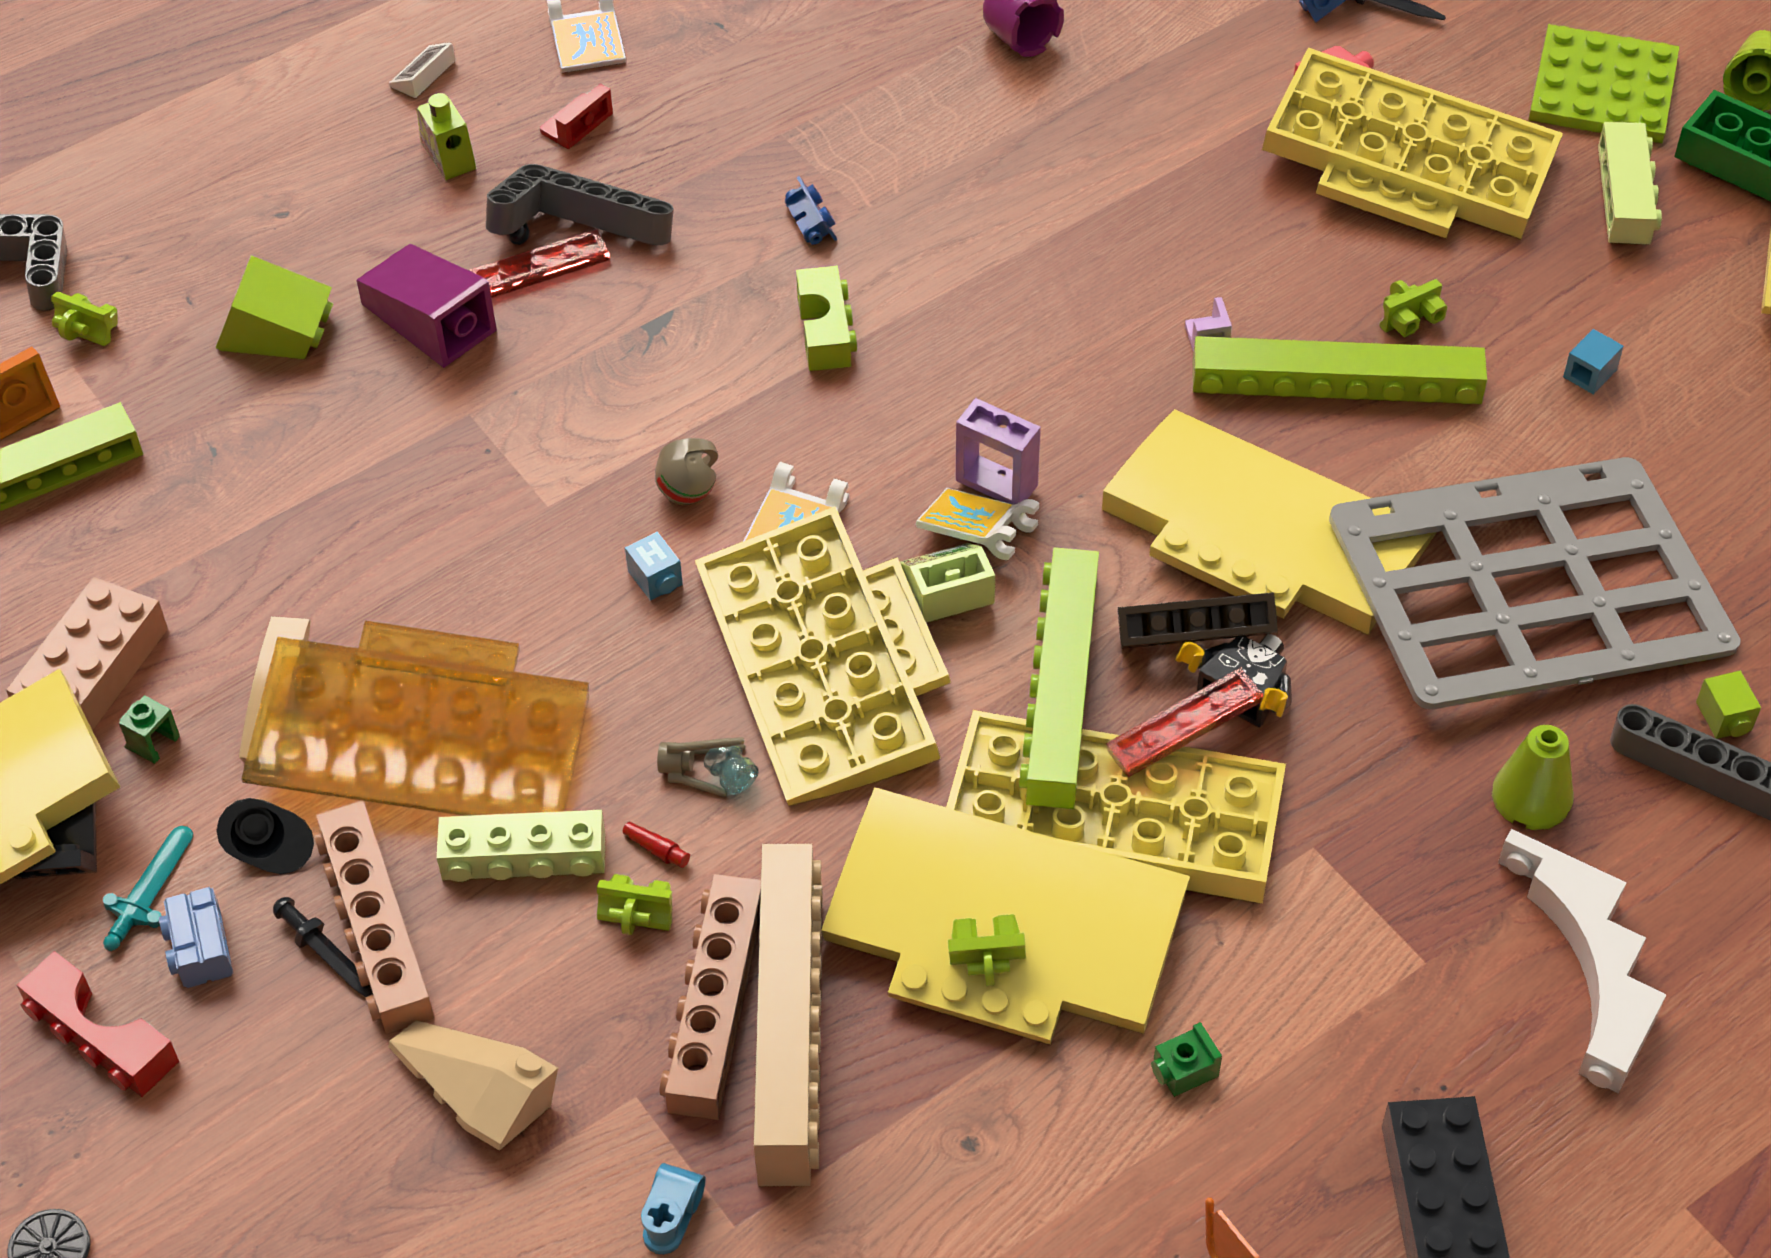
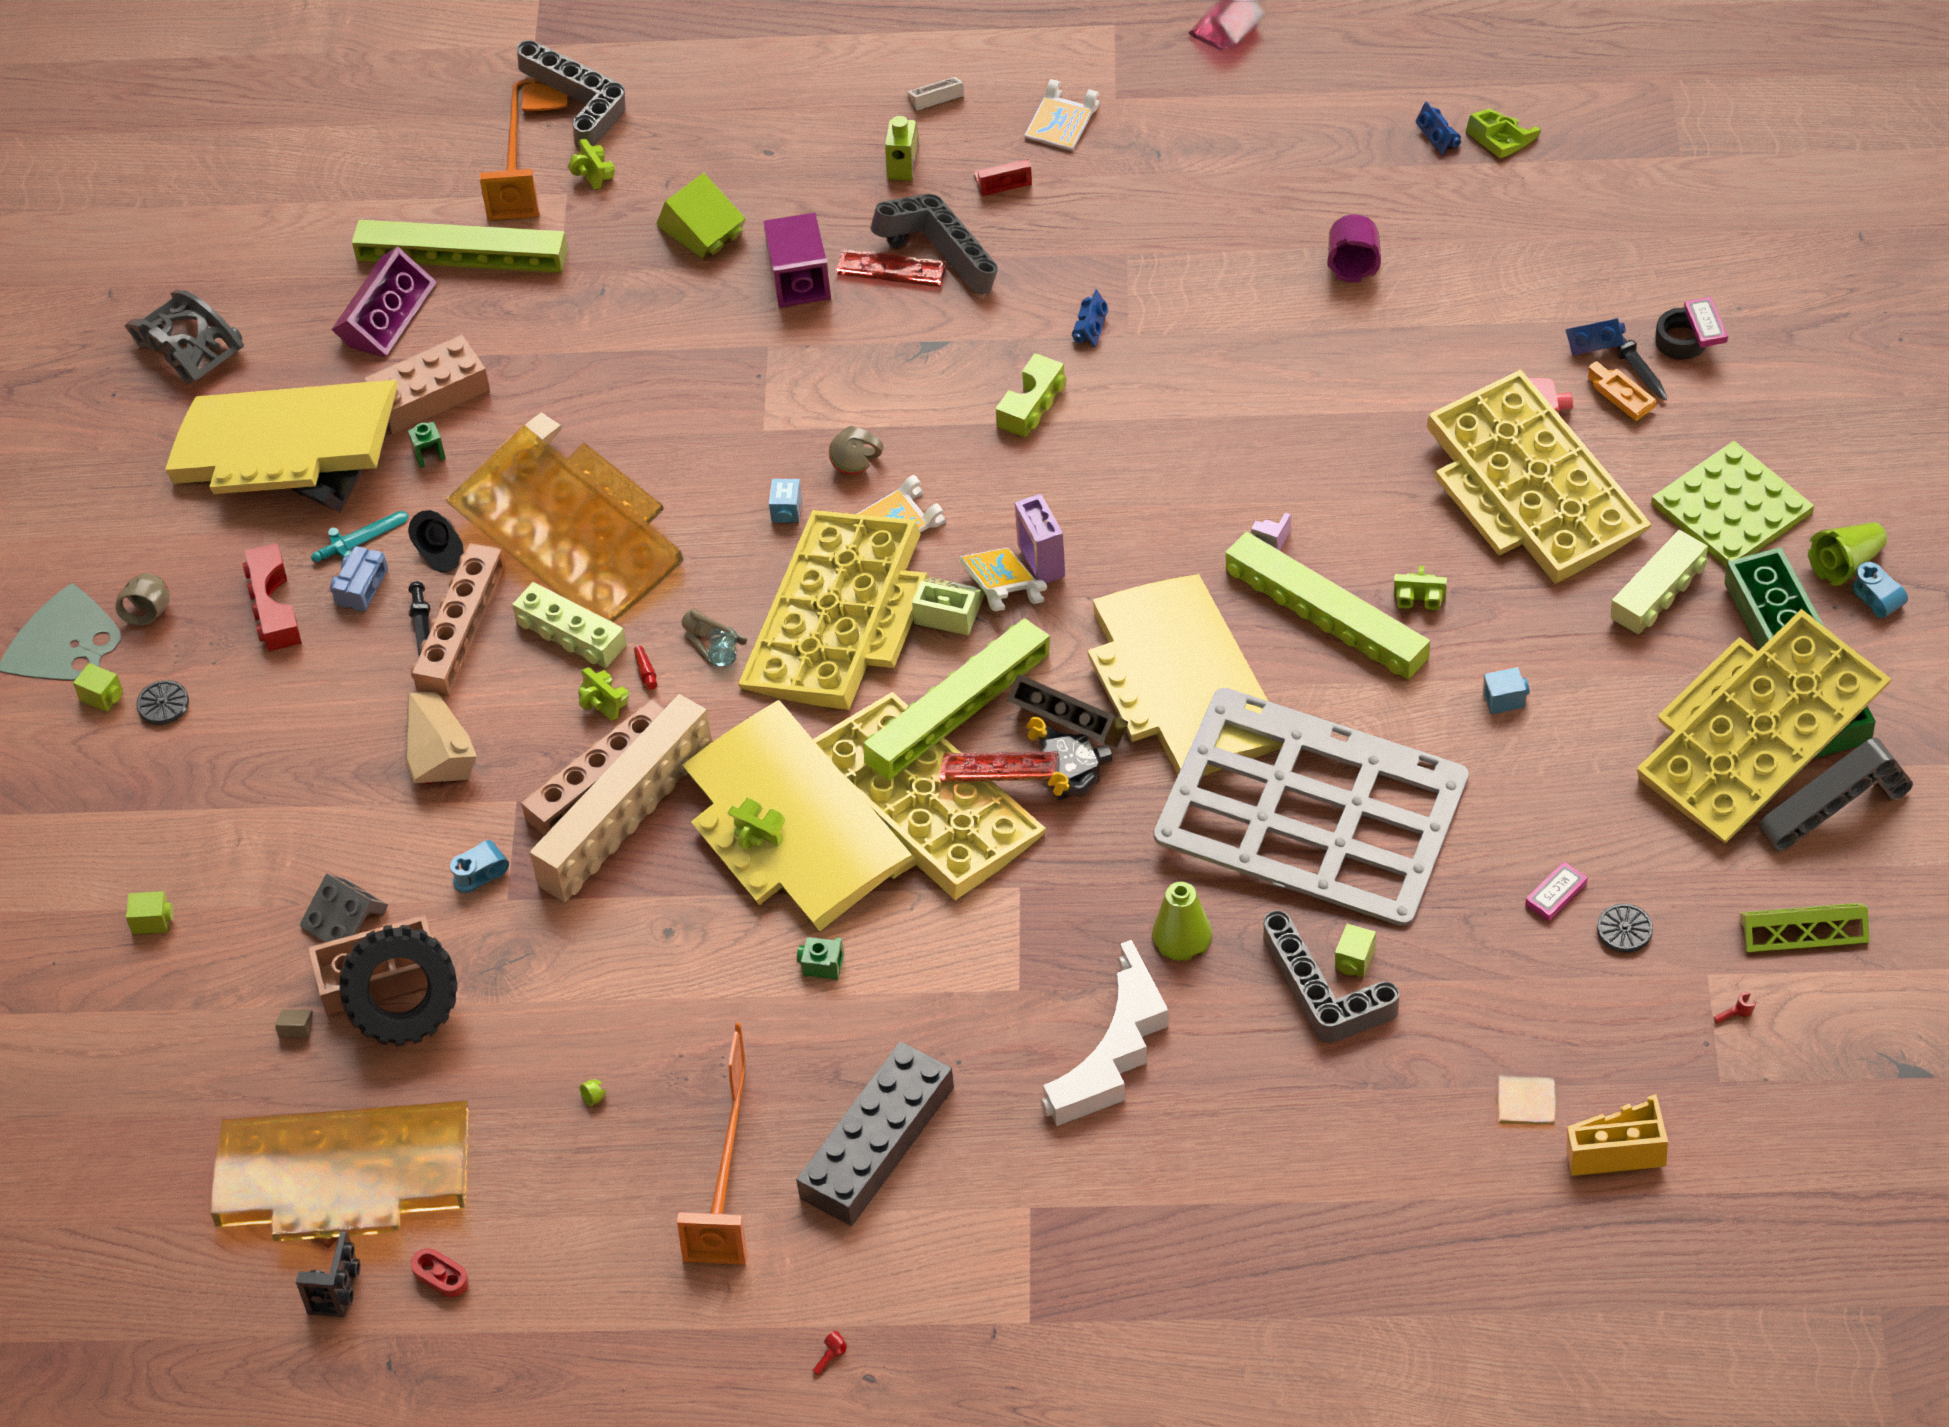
camera: 40 degrees right, 0 degrees up
(1400, 29) = (1621, 391): none -> light orange hinge

